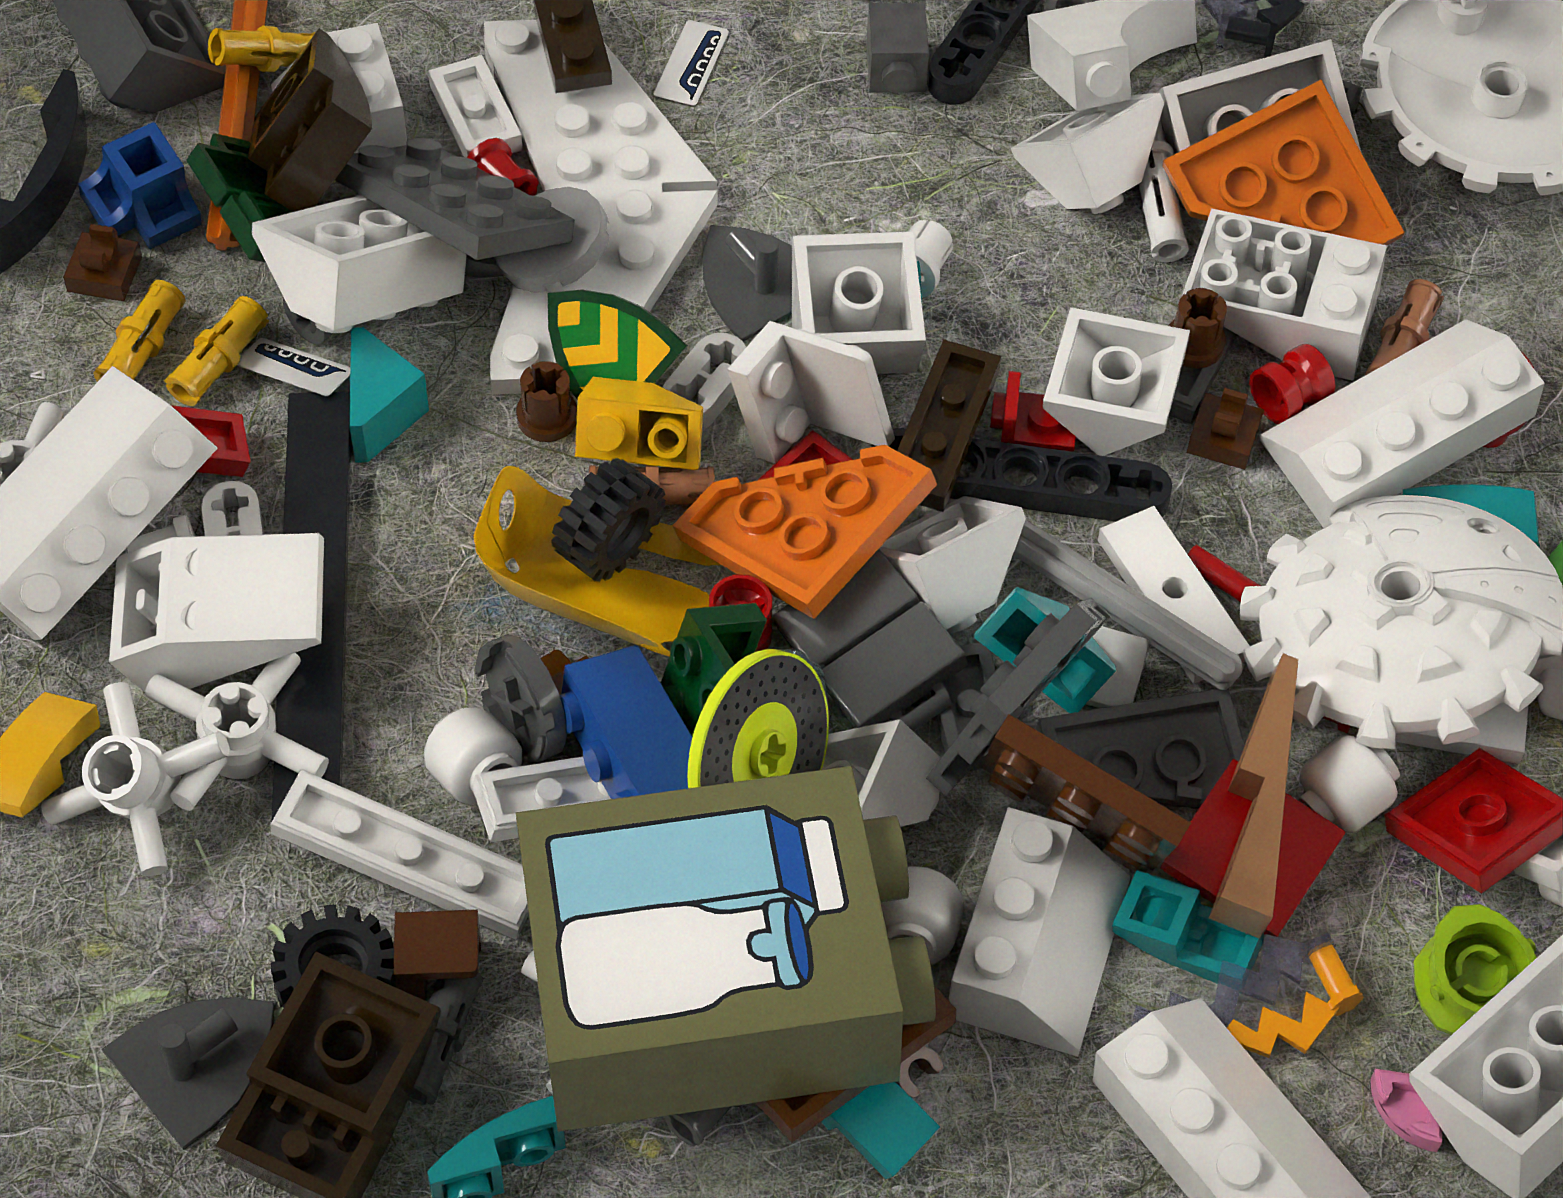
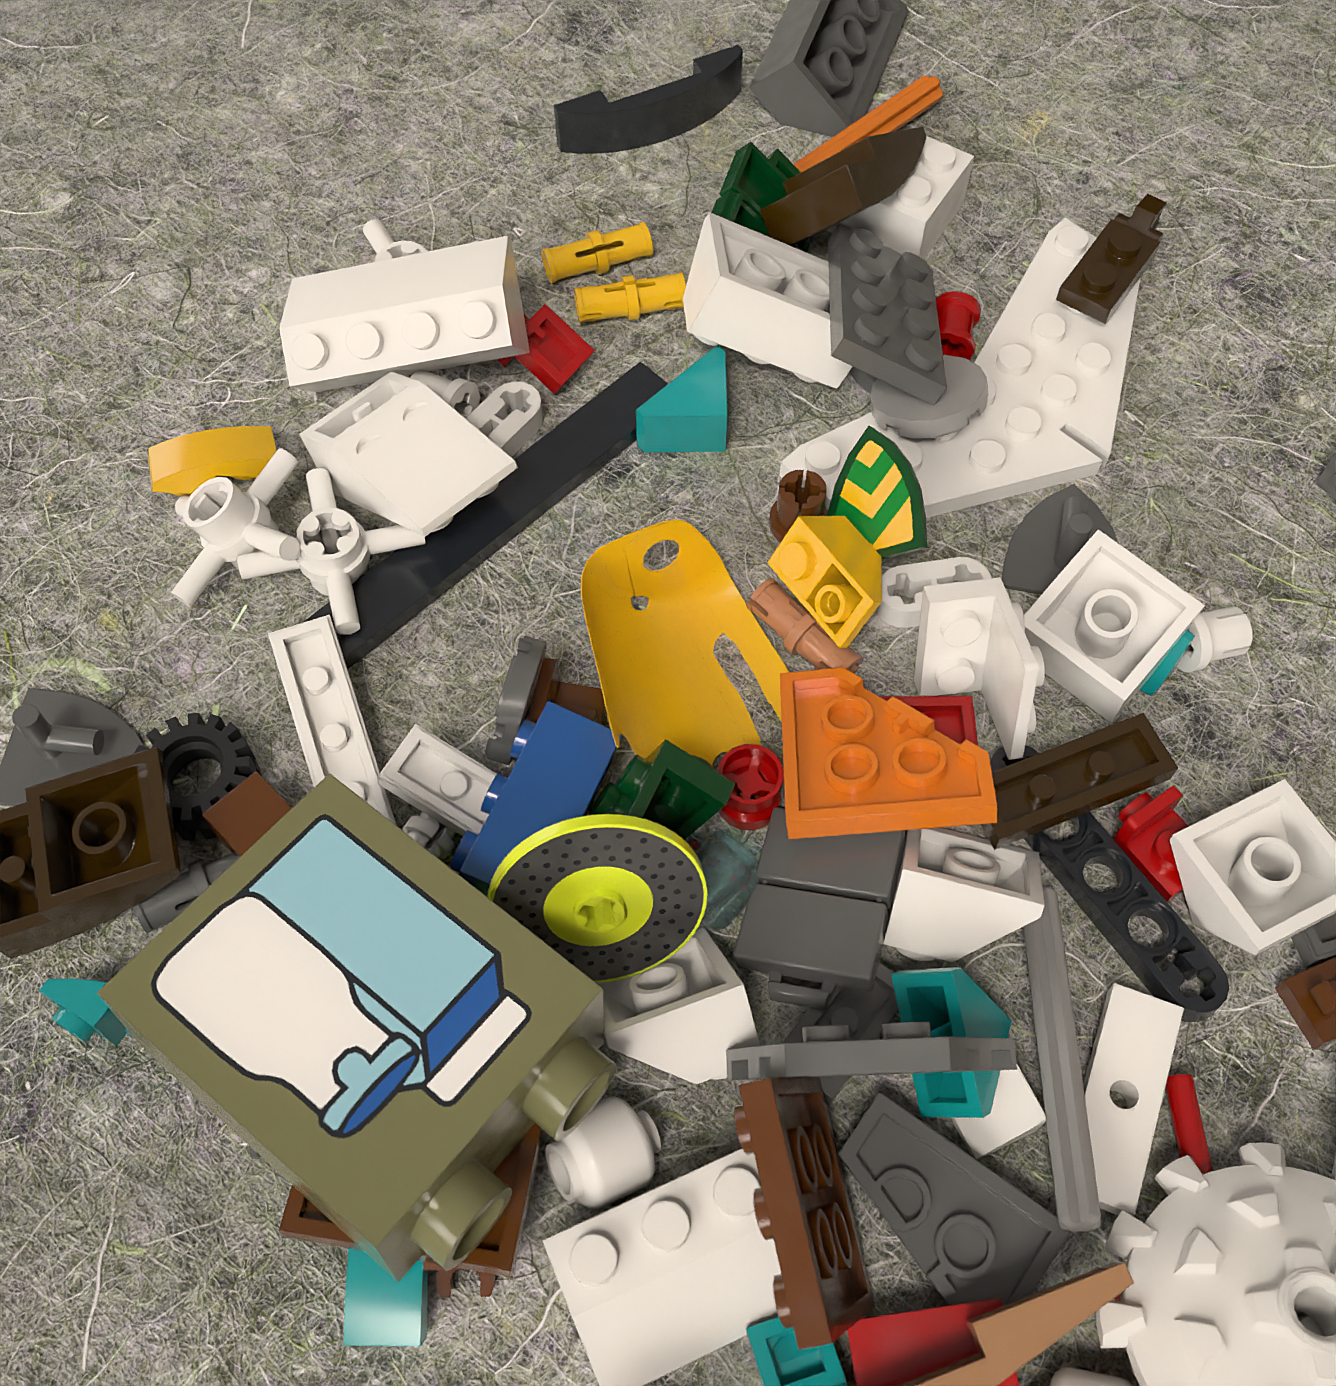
camera: 50 degrees right, 5 degrees up
(102, 264) = (631, 191): reddish brown tile -> none
(141, 188) = (701, 153): blue brick -> none
(261, 48) = (871, 112): yellow pin -> none
(294, 366) = (665, 345): white sticker -> none
(466, 745) = (455, 707): white head -> none
(473, 104) = (992, 267): white plate -> none
(608, 519) = (728, 625): black tyre -> none
(691, 62) = (1194, 359): white sticker -> none

